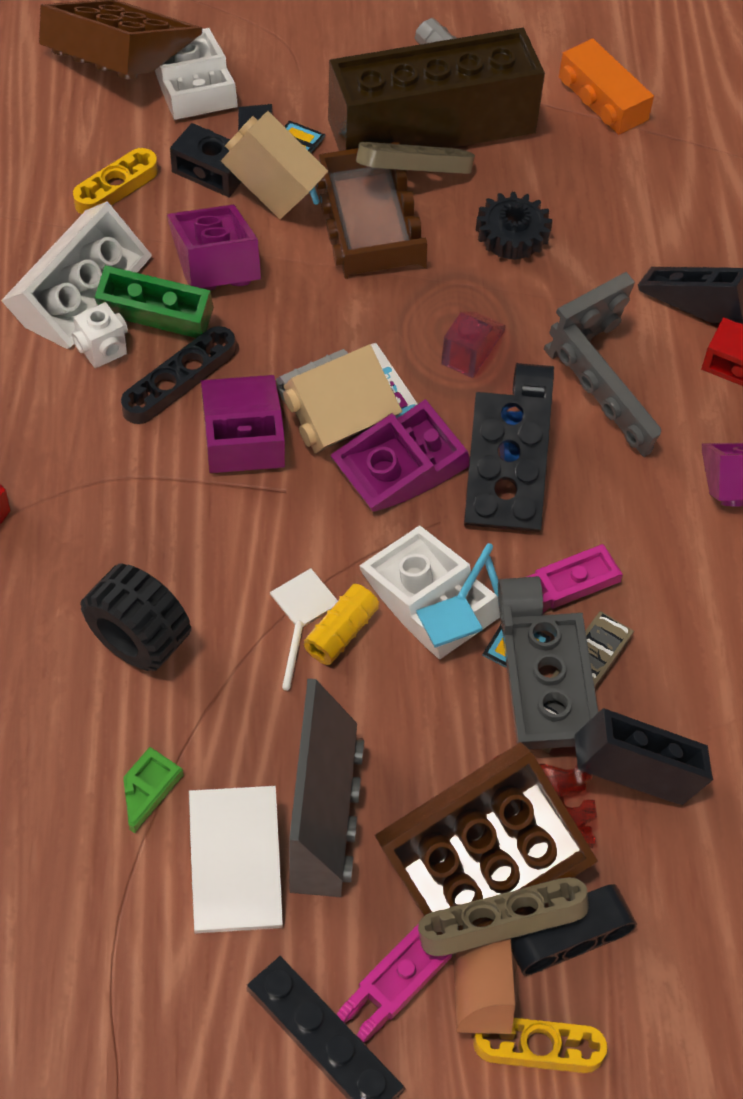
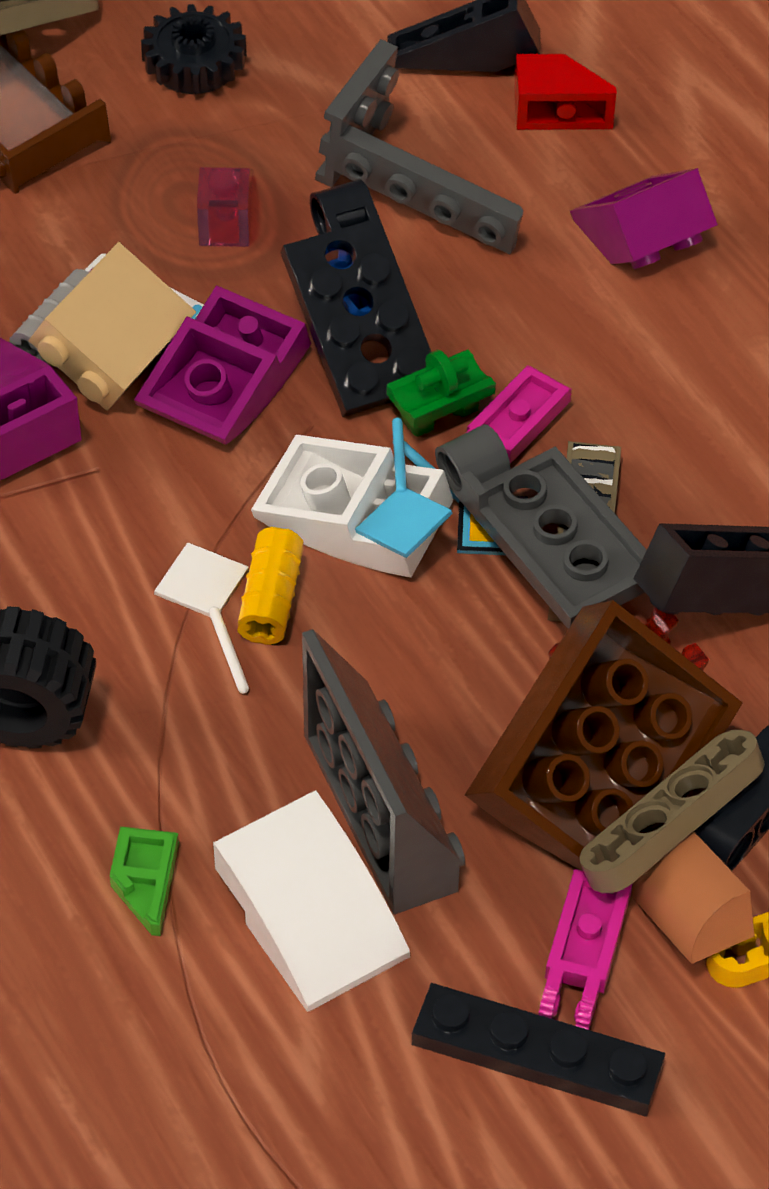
camera: 25 degrees left, 5 degrees down
(532, 536) = (440, 389): none -> green hips

